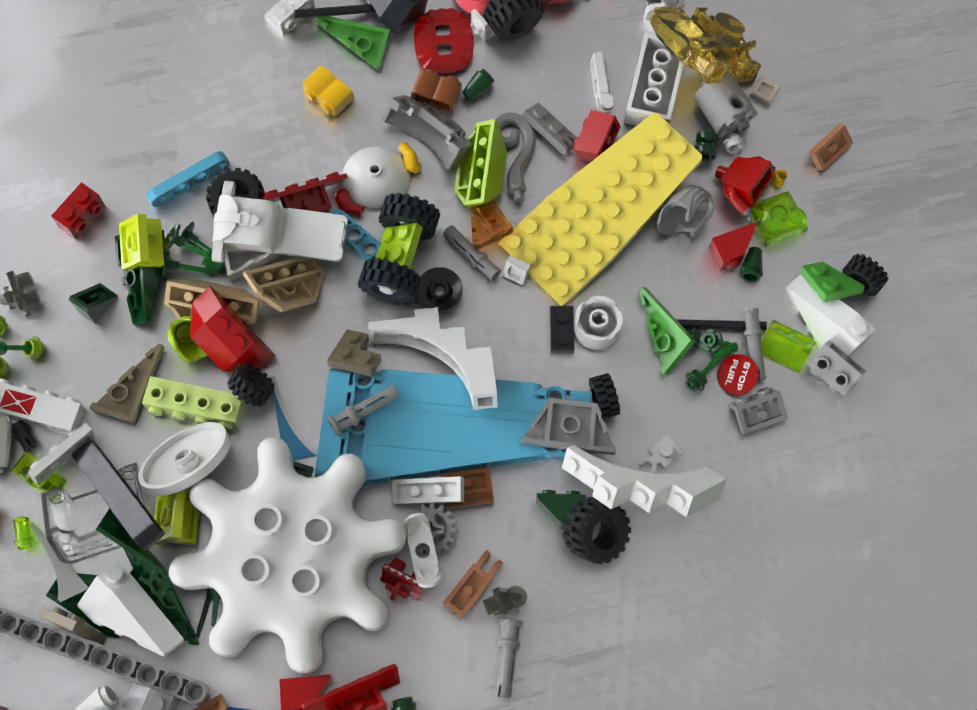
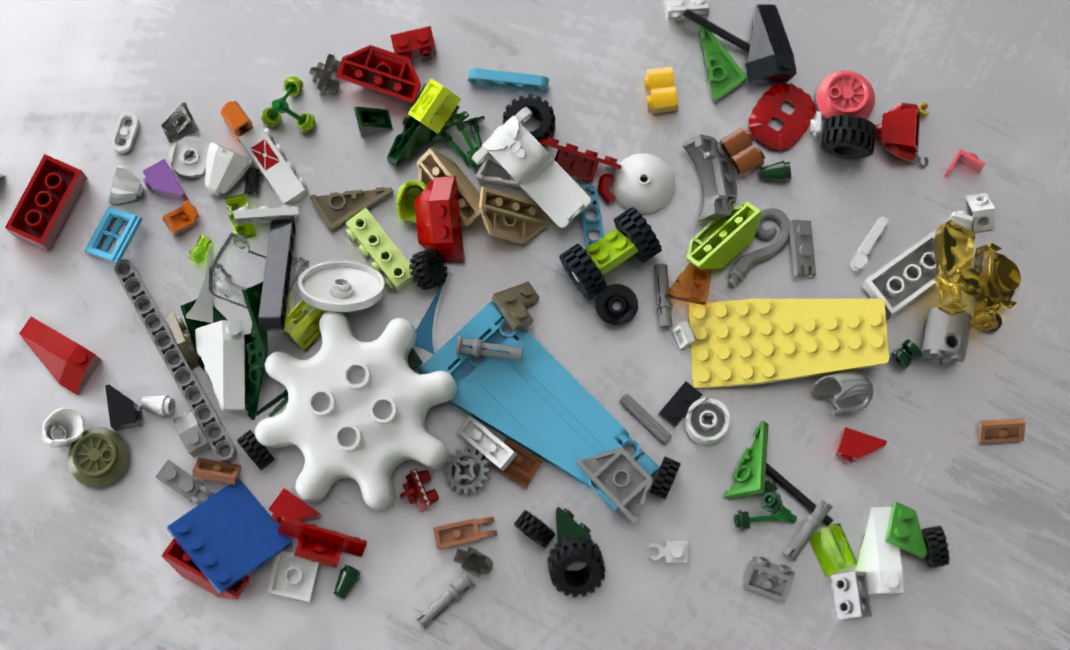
camera: 45 degrees right, 5 degrees up
(69, 253) = (381, 72): none -> red wedge
(224, 667) = (255, 450): none -> black tyre
(410, 158) = (679, 189): yellow arm -> none
(426, 569) = (439, 495): white piece -> none
(449, 345) = (587, 352): white arch -> none
(532, 529) = (534, 529): none -> black tyre
(543, 363) = (645, 418): none -> light grey axle
(596, 136) = (829, 281): brick -> none
(650, 491) = (632, 569): white arch -> none
(734, 143) = (930, 369): white plate -> none
(737, 374) = (777, 541): red sticker -> none
(746, 182) = (912, 405): red torso -> none
(752, 266) = (860, 471): dark green cone -> none
(764, 91) = (992, 347): white tile -> none
(779, 218) = (912, 451): clear neon green slope -> none

